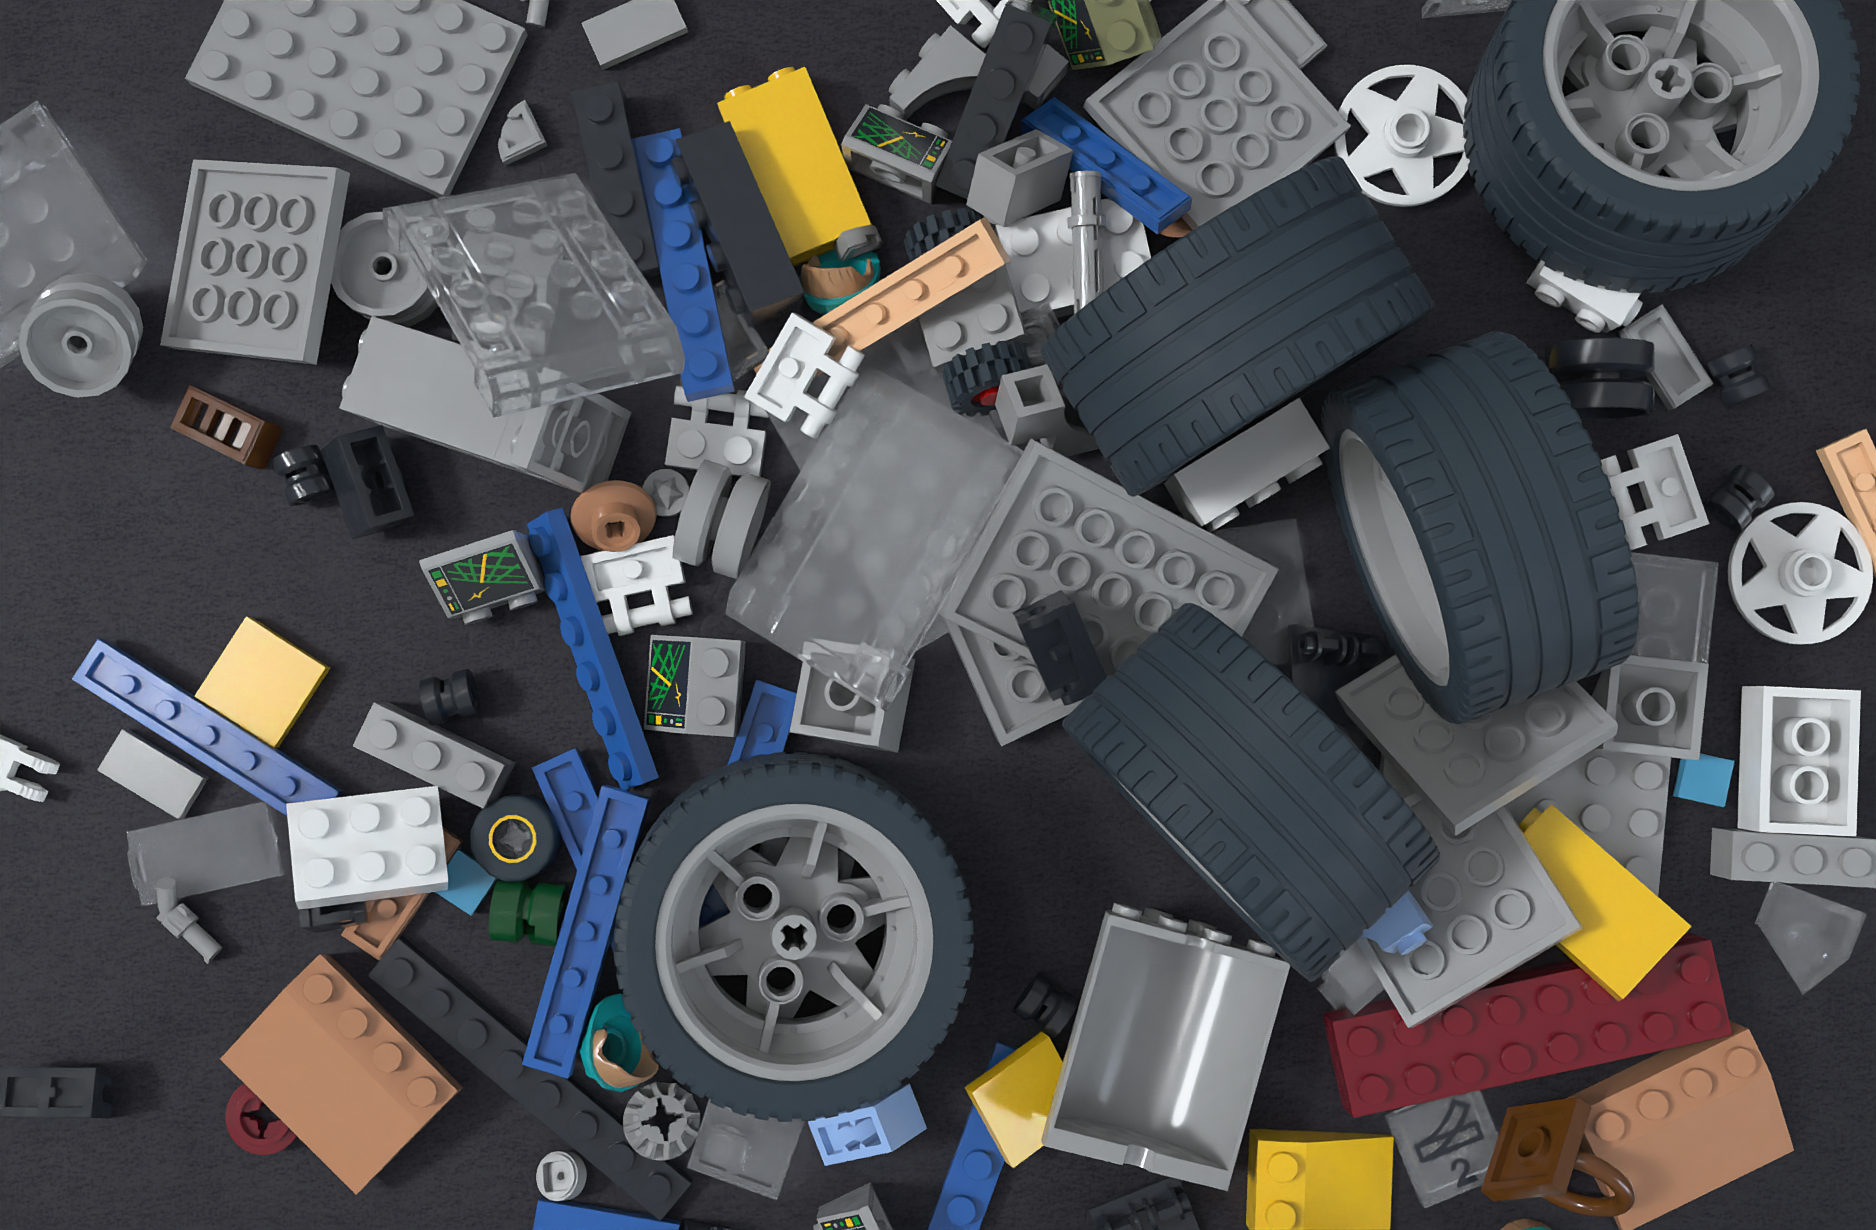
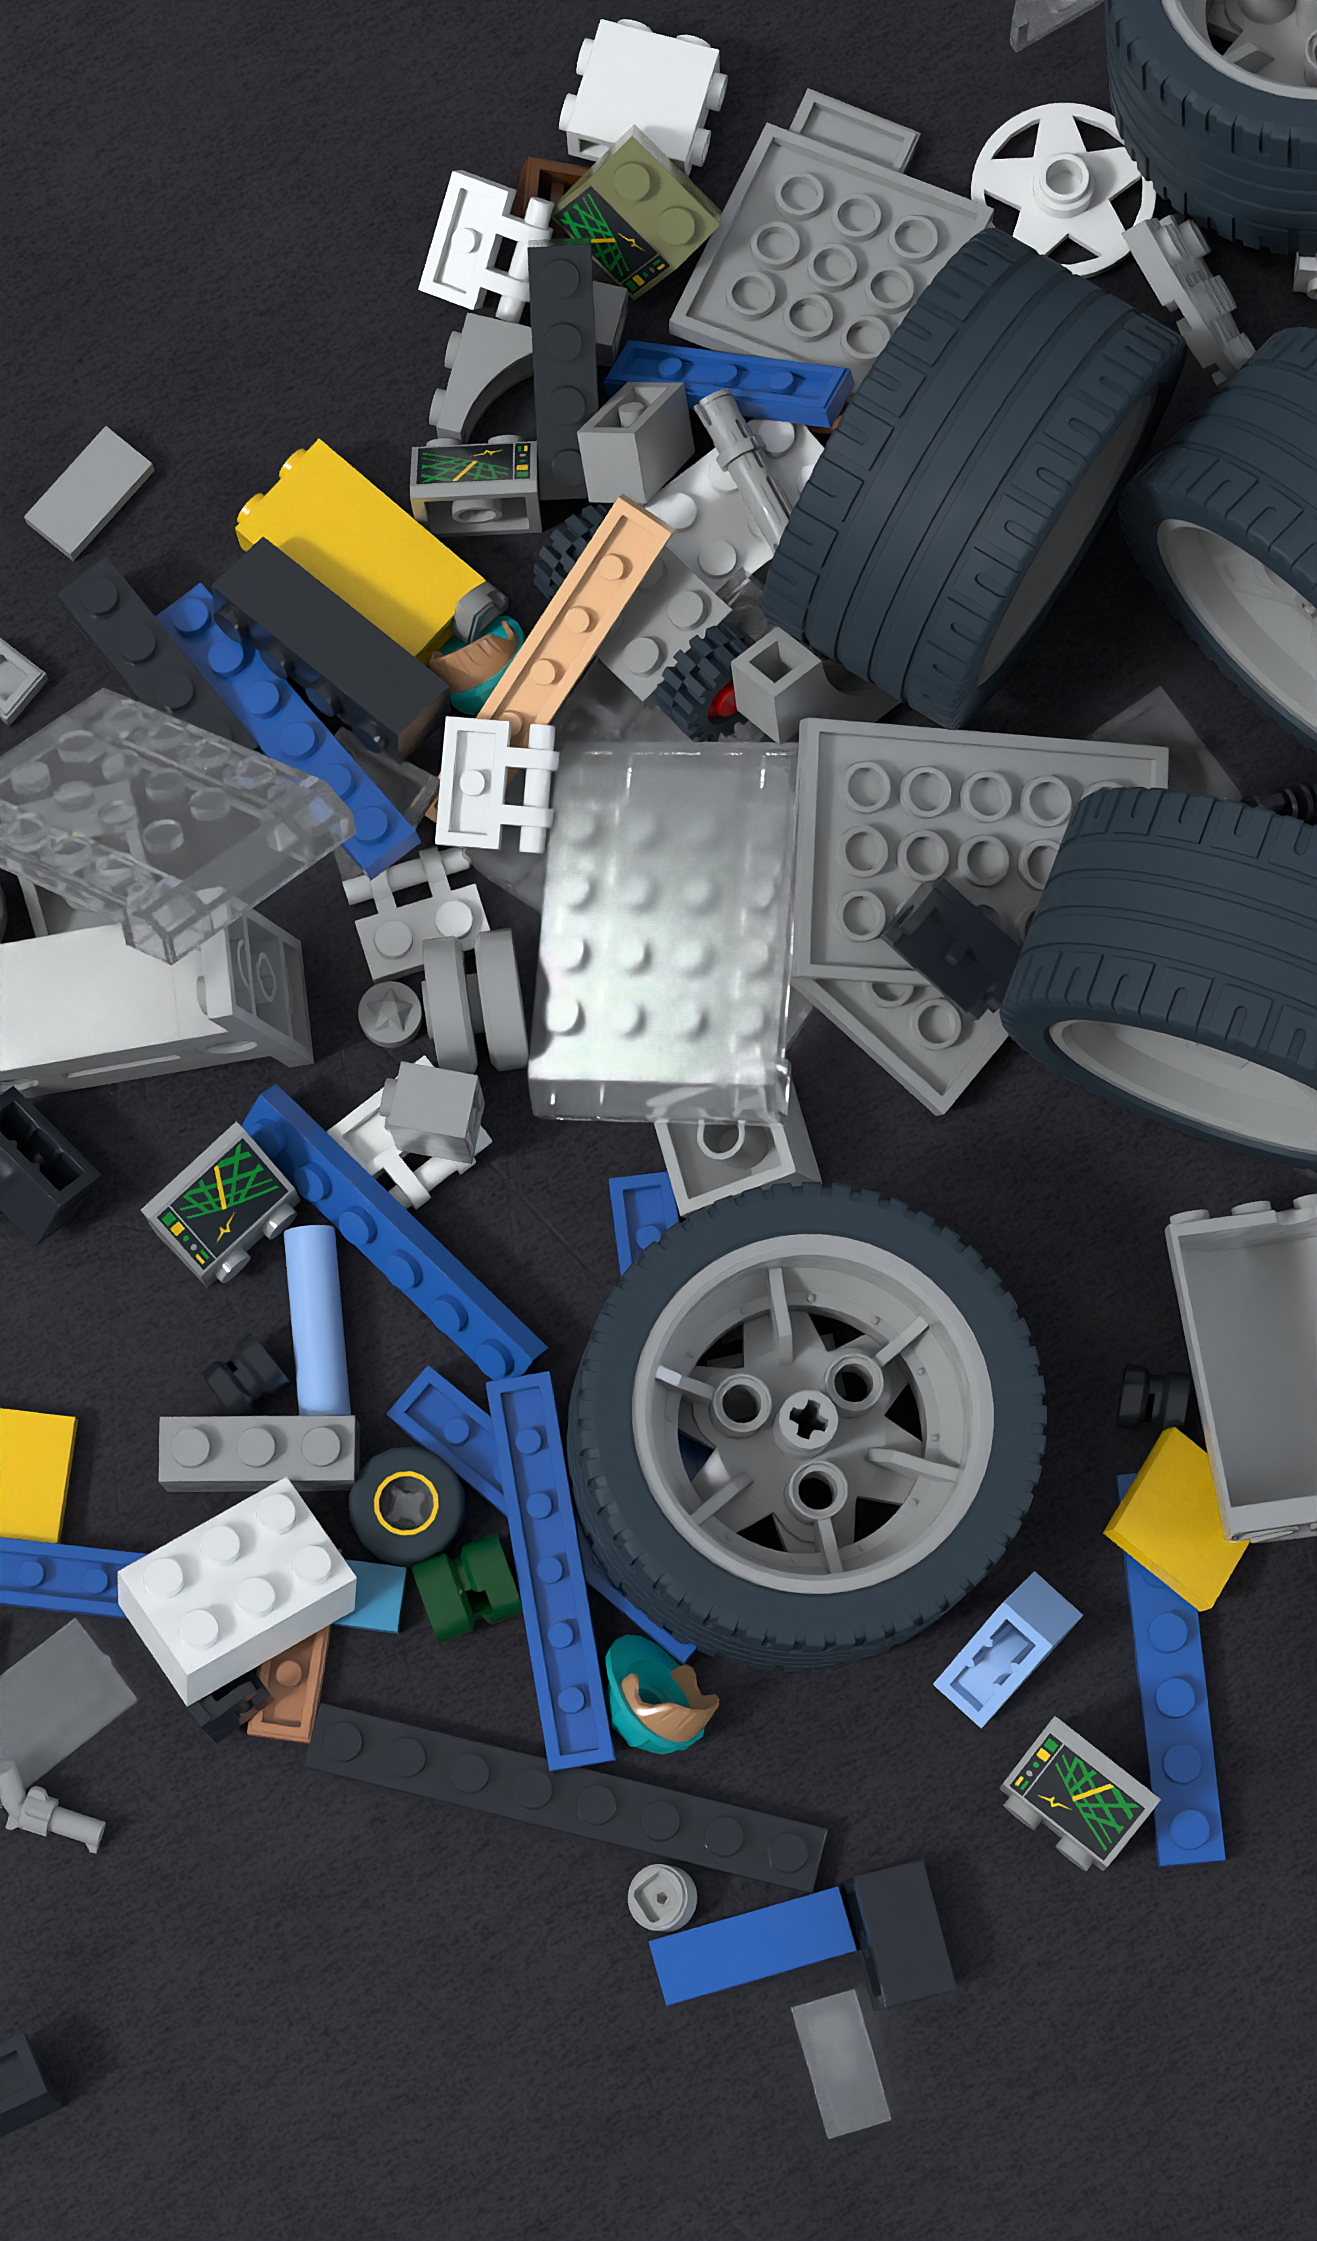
camera: 15 degrees left, 10 degrees down
(249, 1130) = (229, 1990): dark red gear -> none
(340, 1072) = (329, 1895): nougat slope -> none
(515, 683) = (317, 1321): none -> light blue piece
(613, 503) = (334, 1046): nougat piece -> none
(647, 1139) = (748, 1793): light grey gear -> none
(651, 586) = (433, 1111): none -> light grey brick
(694, 685) = (536, 1221): light grey slope -> none
(745, 1149) = (869, 1733): clear plate -> none
(1248, 467) = (1072, 644): white brick -> none
(1455, 260) = (1174, 265): none -> light grey plate

